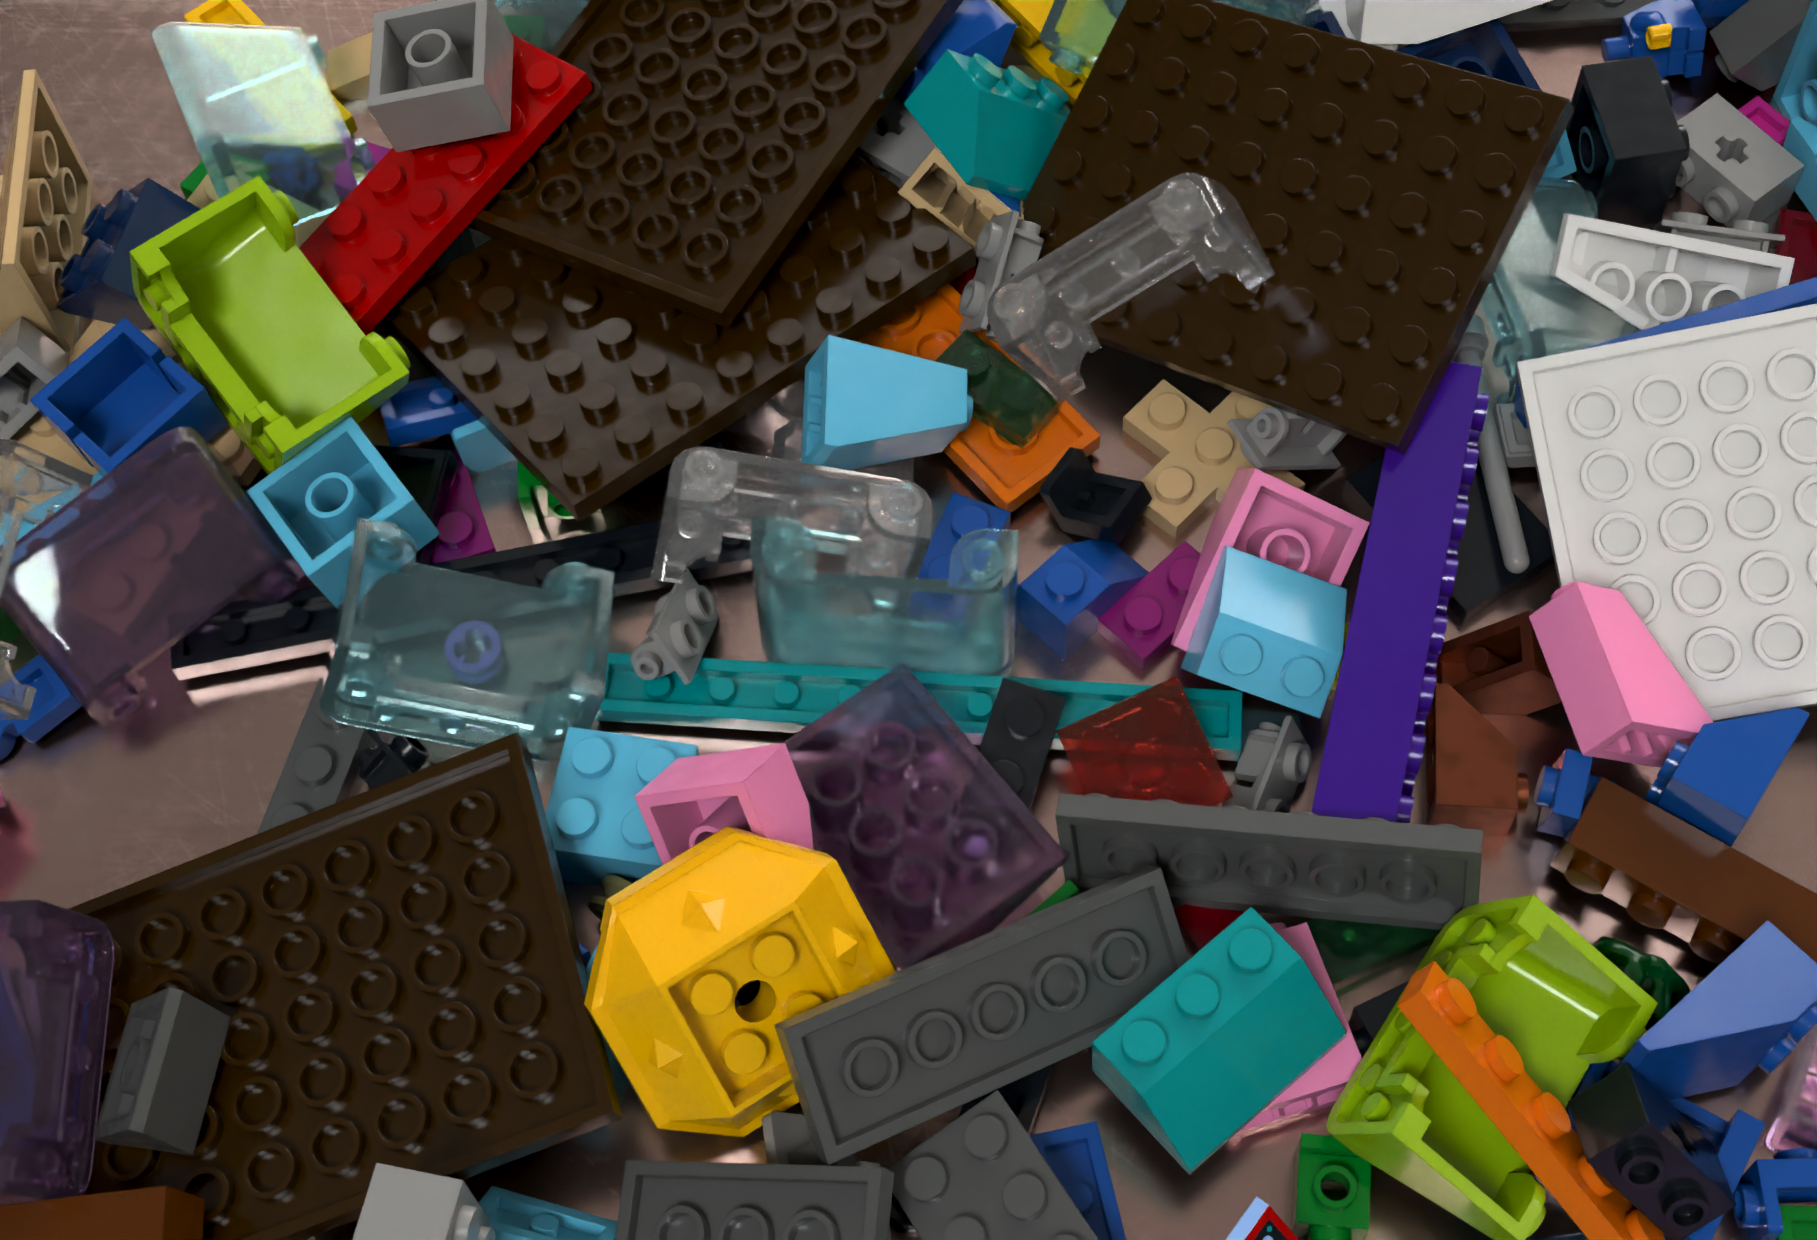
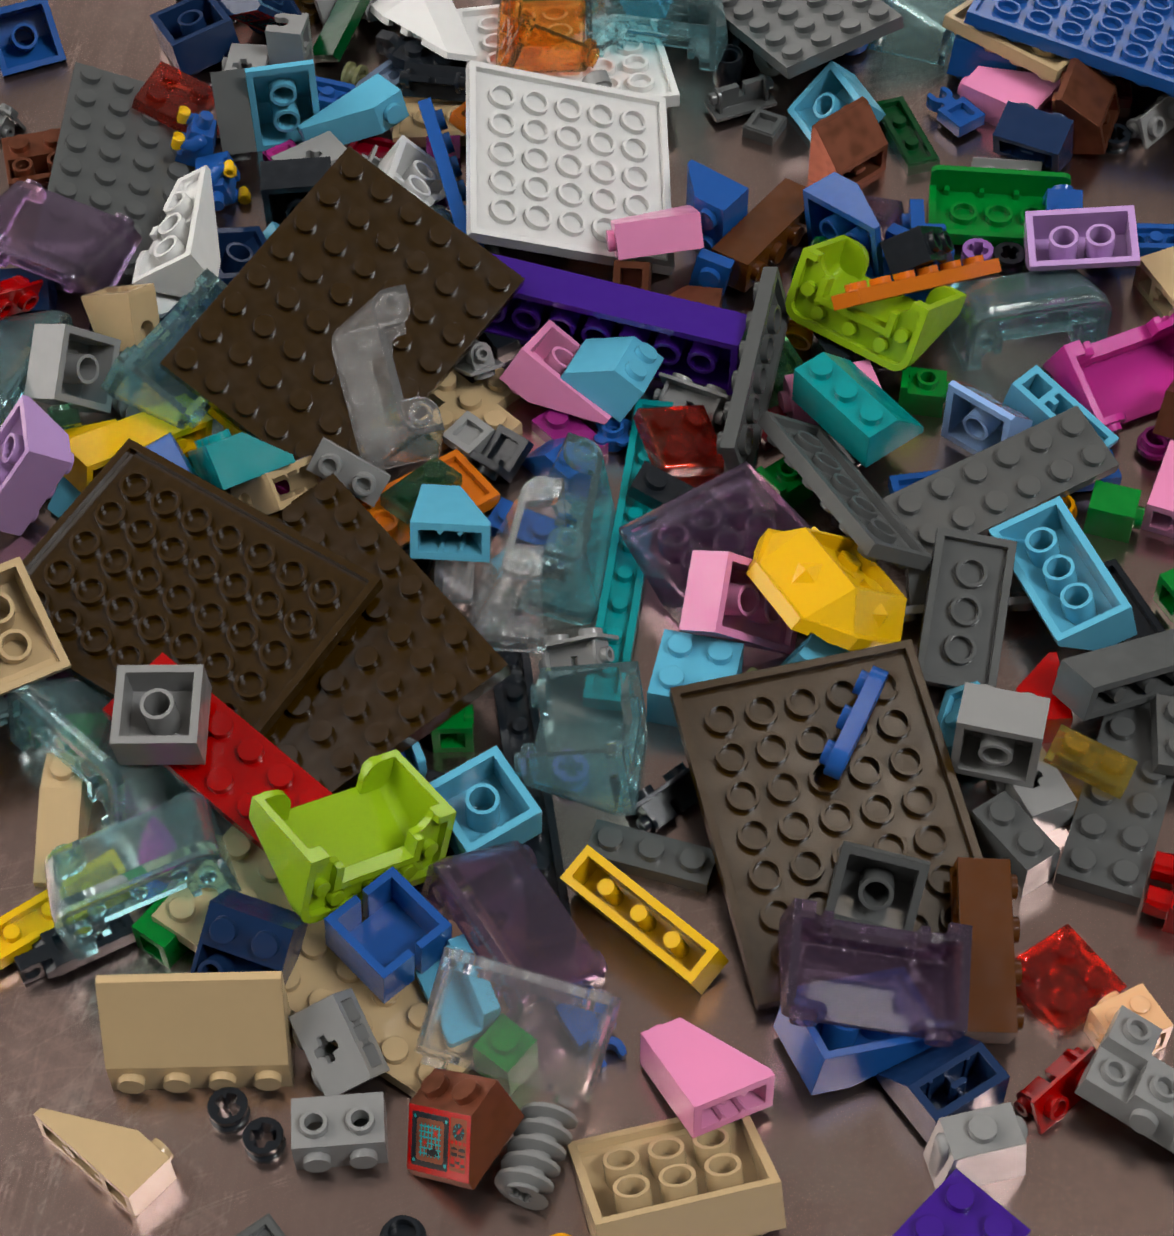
camera: 90 degrees left, 10 degrees down
(173, 756) = (644, 919): none -> yellow brick
(435, 1013) = (853, 721): none -> blue plate
(1127, 447) = (468, 434): none -> light grey plate
(1156, 655) = (613, 433): none -> blue plate

